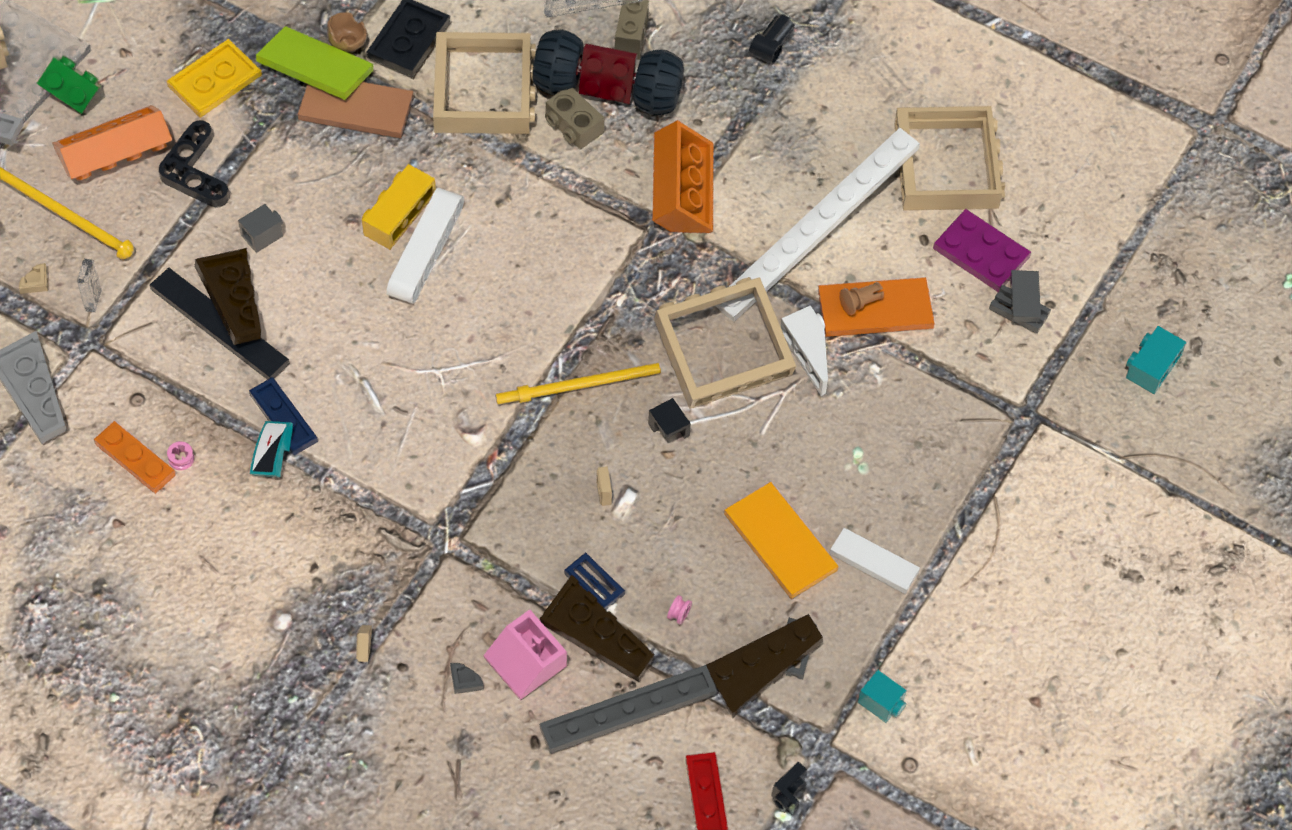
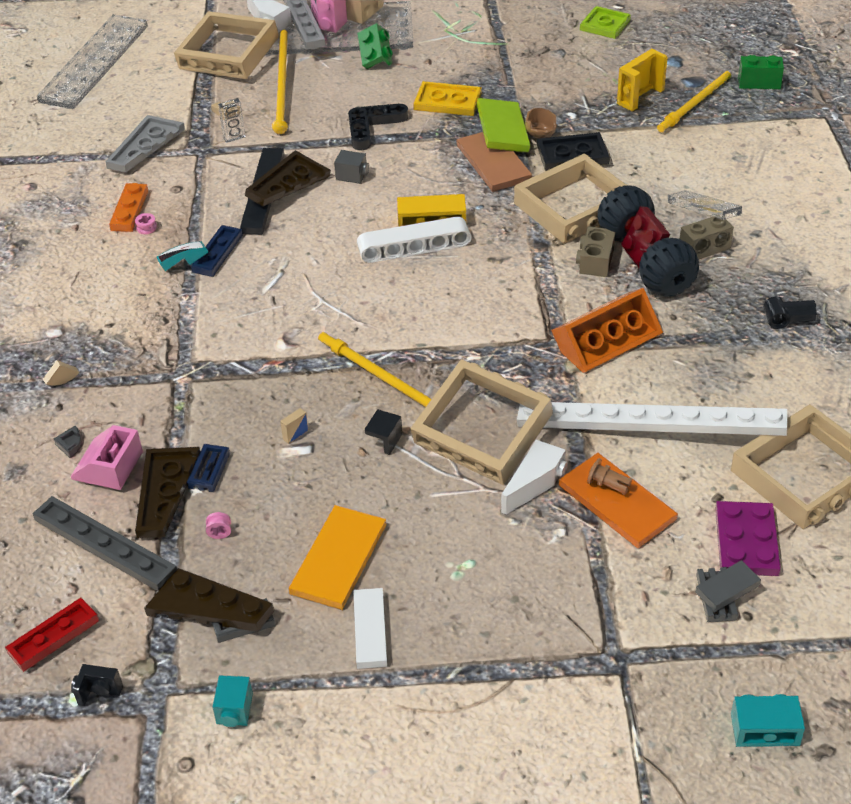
camera: 60 degrees right, 15 degrees down
(113, 142) = (352, 82): orange slope -> none

